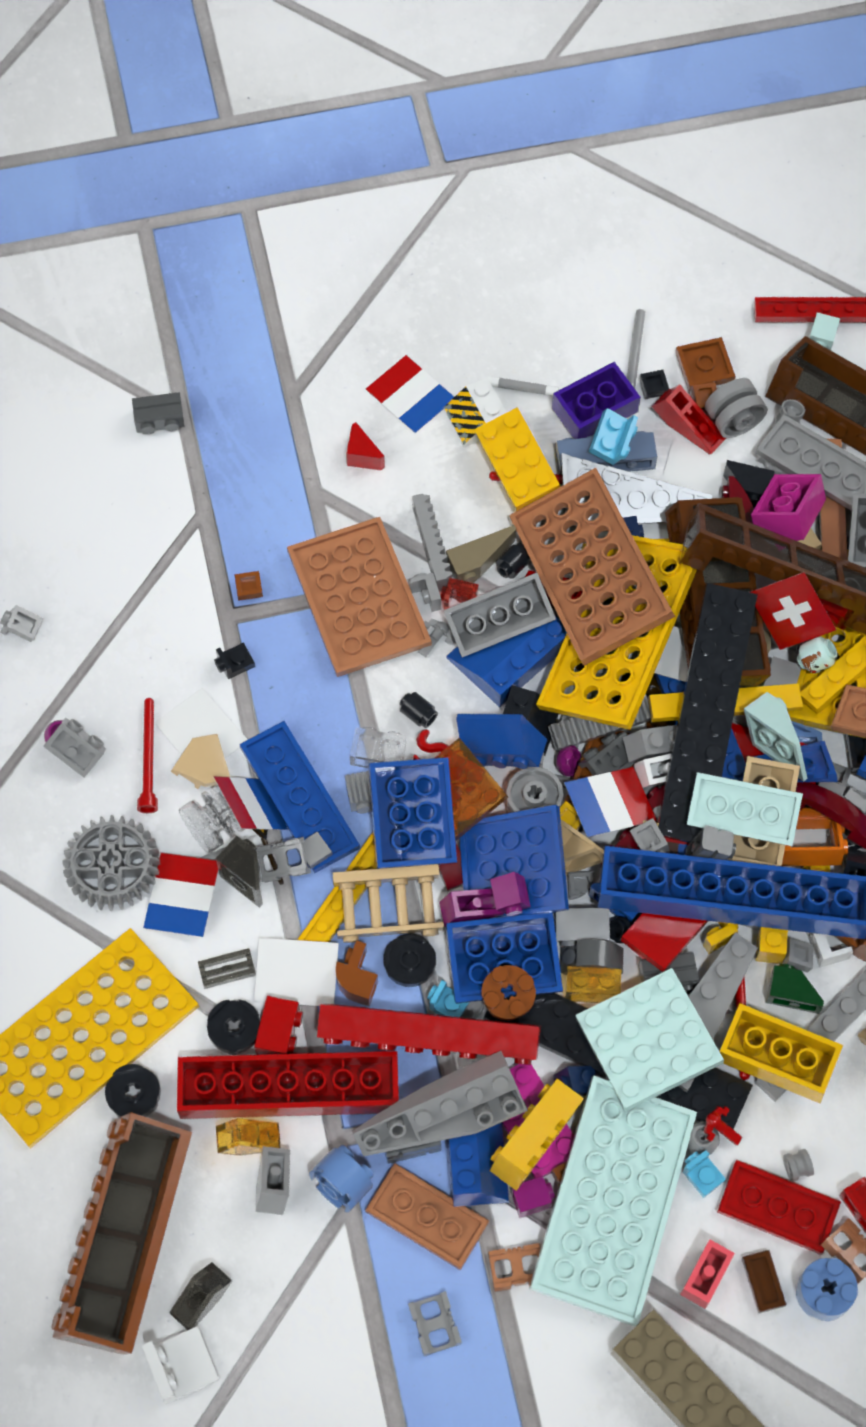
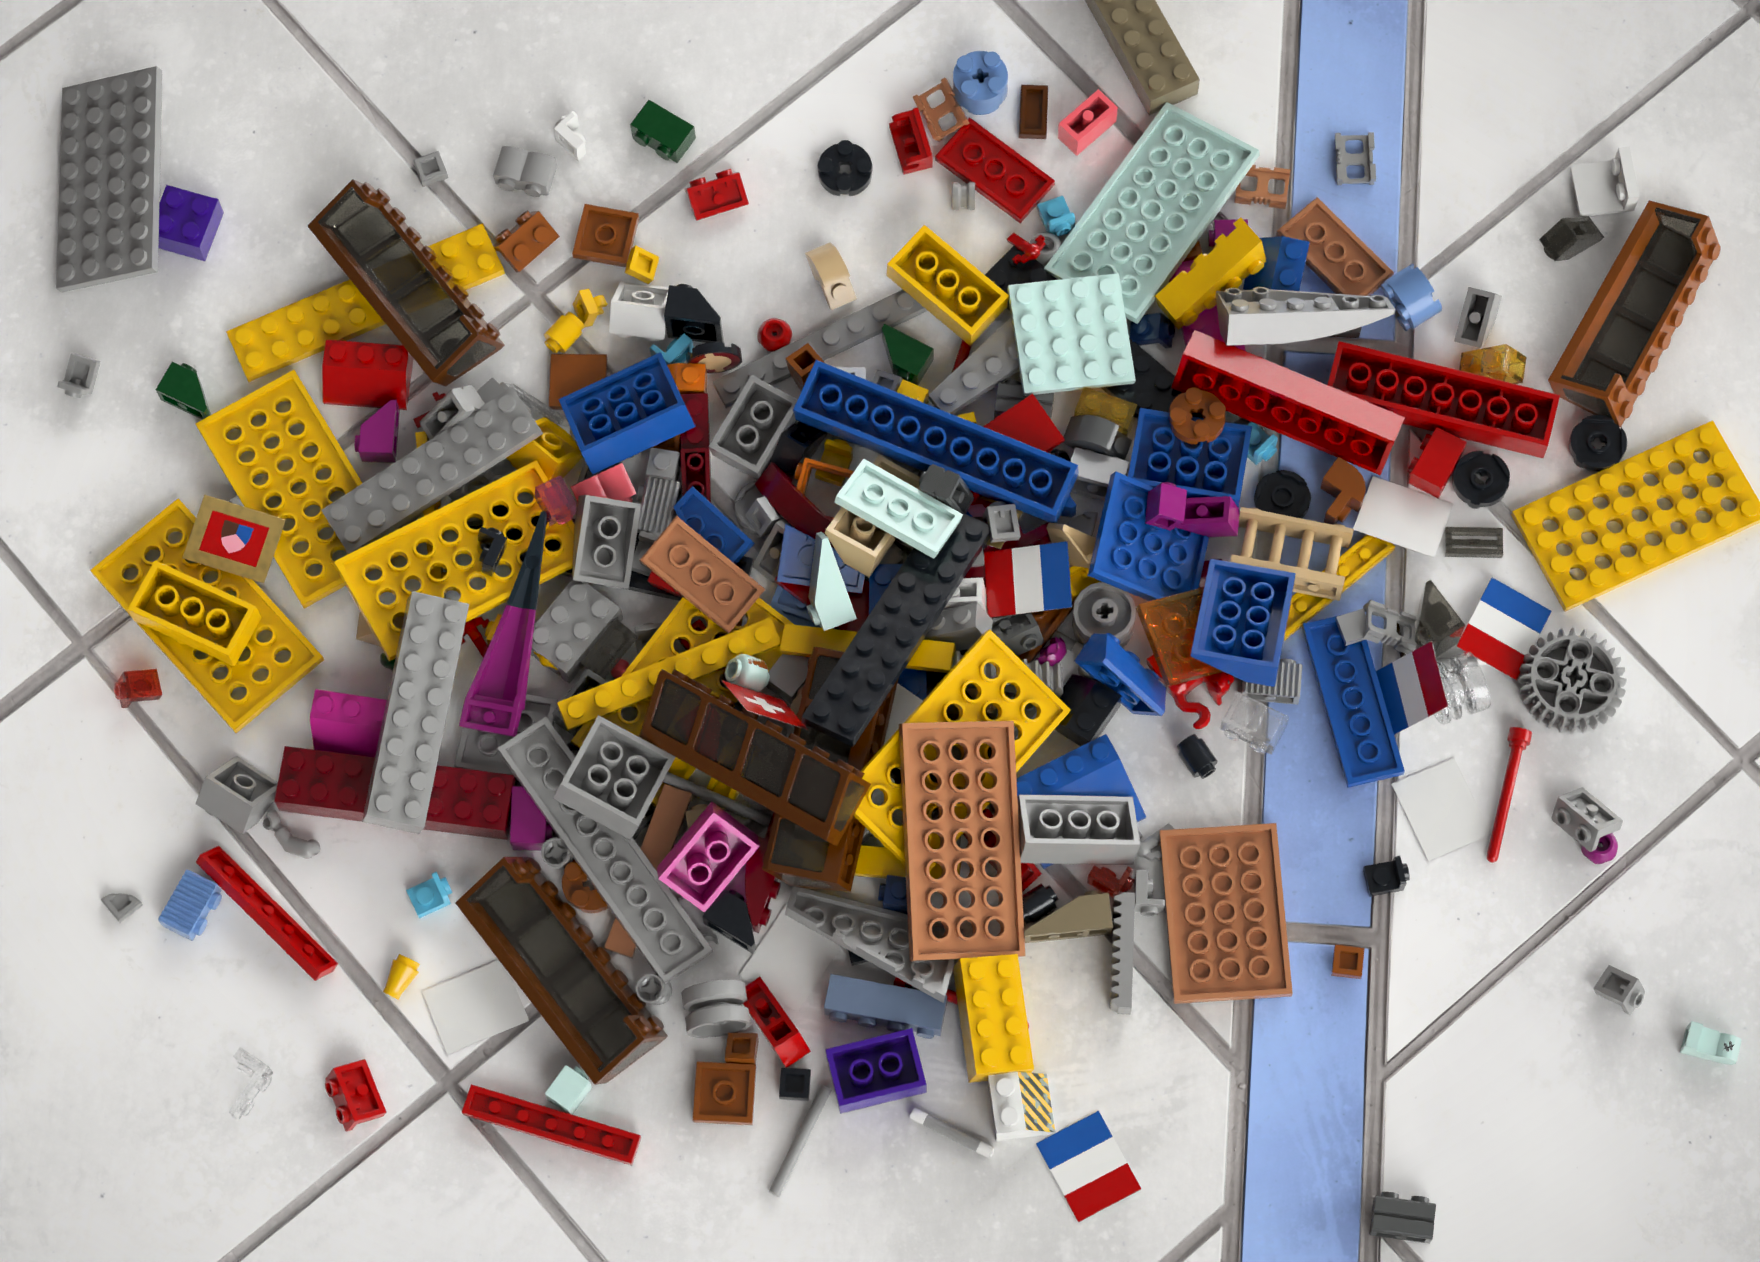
camera: 160 degrees left, 5 degrees up
(202, 761) = (1448, 765): tan slope -> none
(362, 451) = (1171, 1095): red slope -> none
(613, 436) = (875, 1003): medium azure bracket -> none

